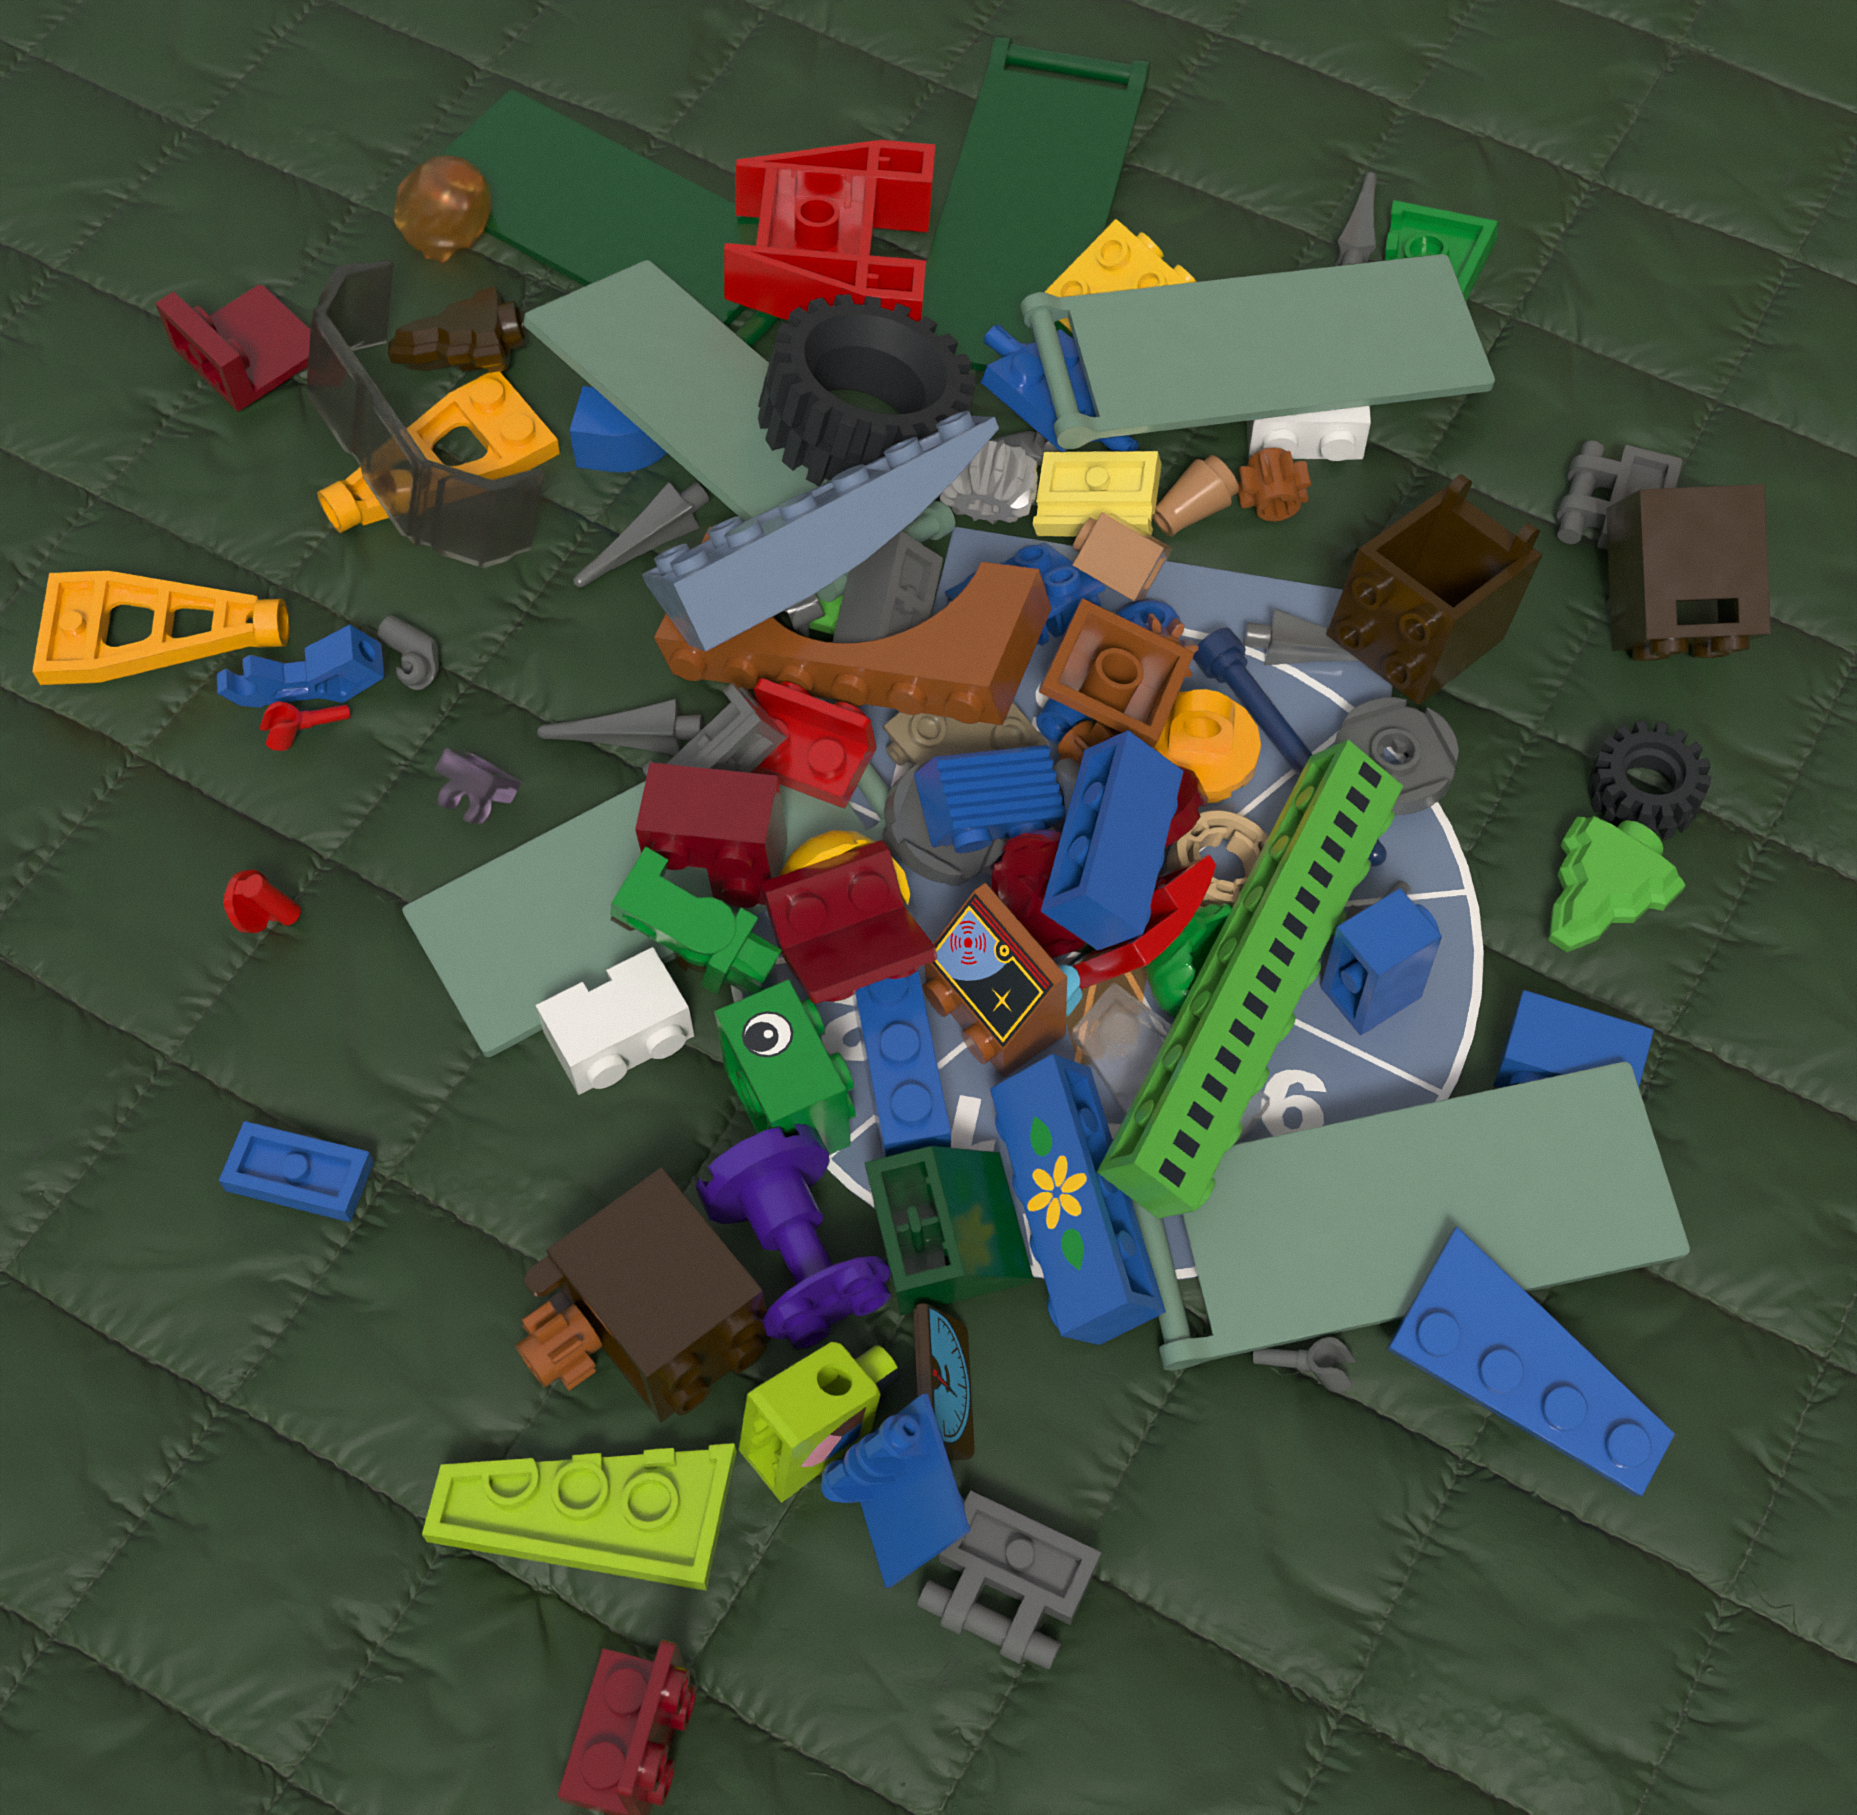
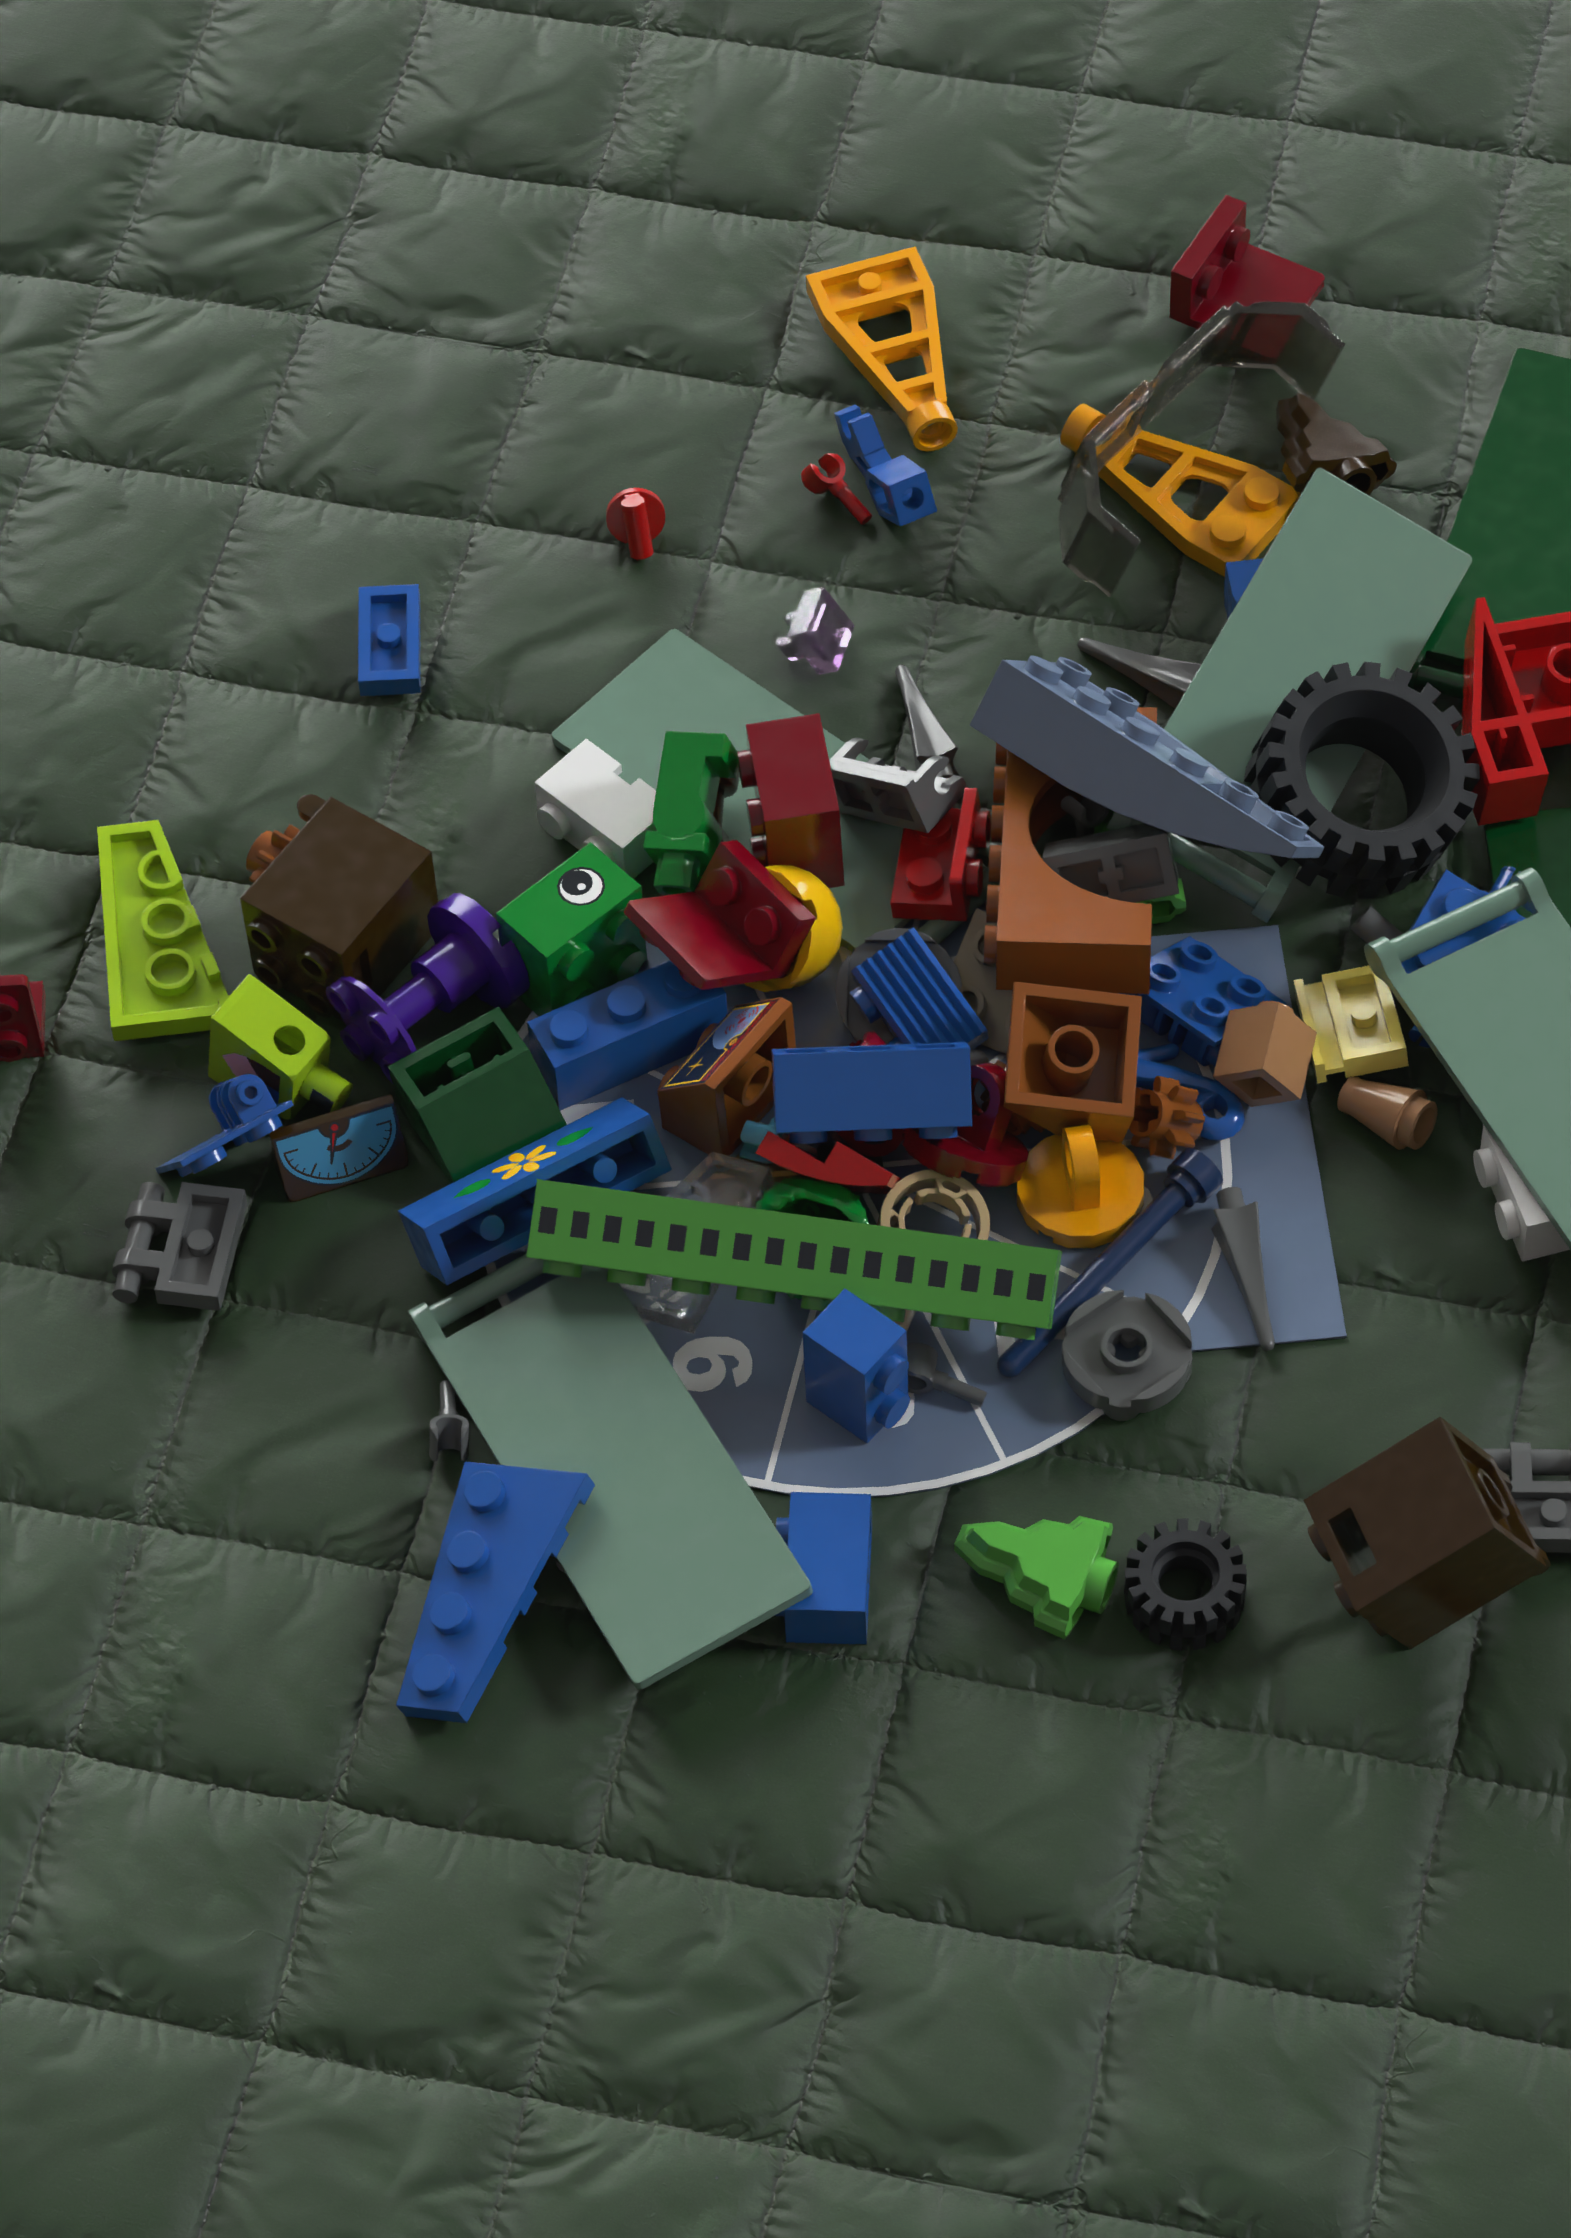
camera: 75 degrees right, 5 degrees down
(417, 651) = (932, 552): dark grey arm -> none
(442, 206) = (1482, 379): clear orange hair -> none
(994, 485) = (1314, 918): light grey gear -> none
(1274, 484) = (1426, 1171): dark orange gear -> none
(1434, 592) = (1325, 1321): dark brown container -> none

